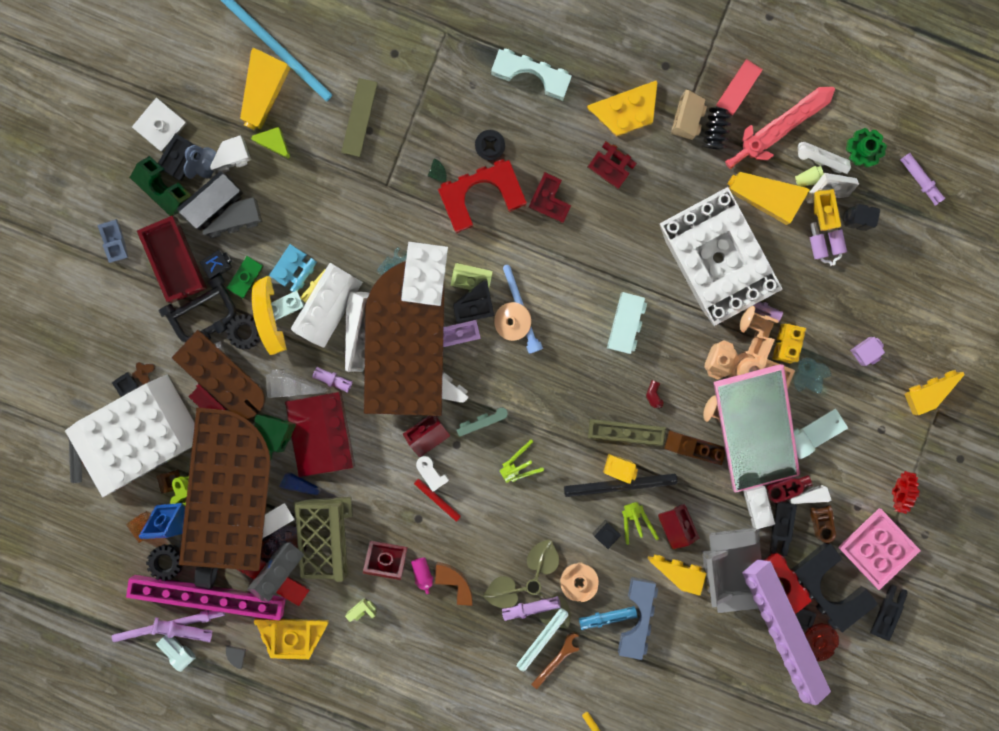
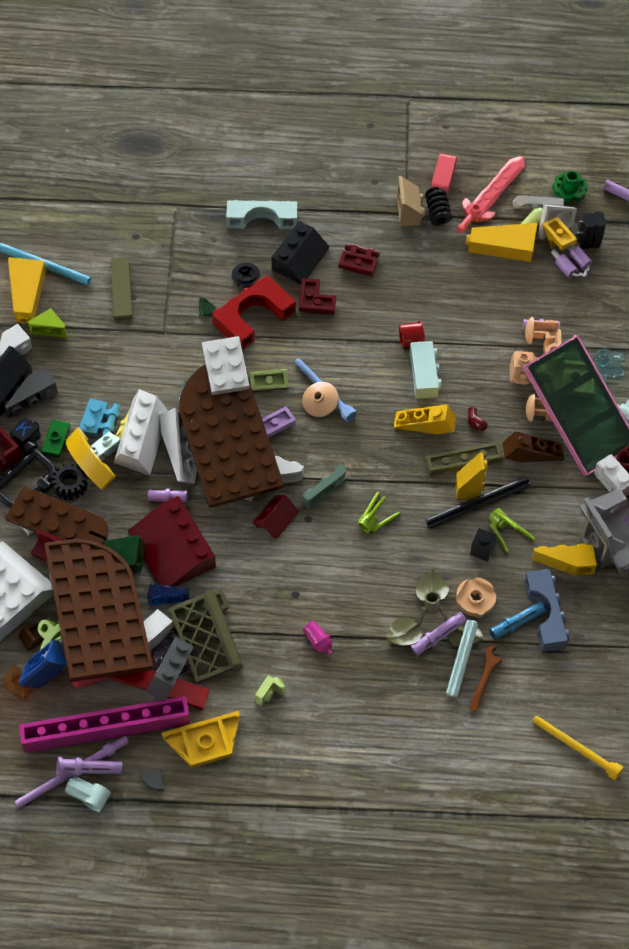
camera: 20 degrees left, 30 degrees down
(154, 566) = (48, 698): black tyre -> none
(205, 577) = (97, 694): black tyre -> none
(289, 384) = (131, 504): clear slope -> none
(385, 560) = (277, 638): dark red slope -> none
(426, 468) = (292, 546): white leg -> none
(436, 499) = (307, 569): red bar -> none
(450, 575) = (348, 629): dark orange brick -> none
(474, 304) = (280, 394): black wing -> none
(553, 138) = (299, 253): none -> black slope
(605, 380) = (430, 420): none -> yellow slope
(627, 110) = (355, 218): yellow wing -> none
(628, 279) = (411, 333): none -> red piece
(678, 527) = (547, 520): dark red panel -> none
(743, 274) = (474, 275): white slope -> none
(791, 345) = (576, 325): yellow hips -> none

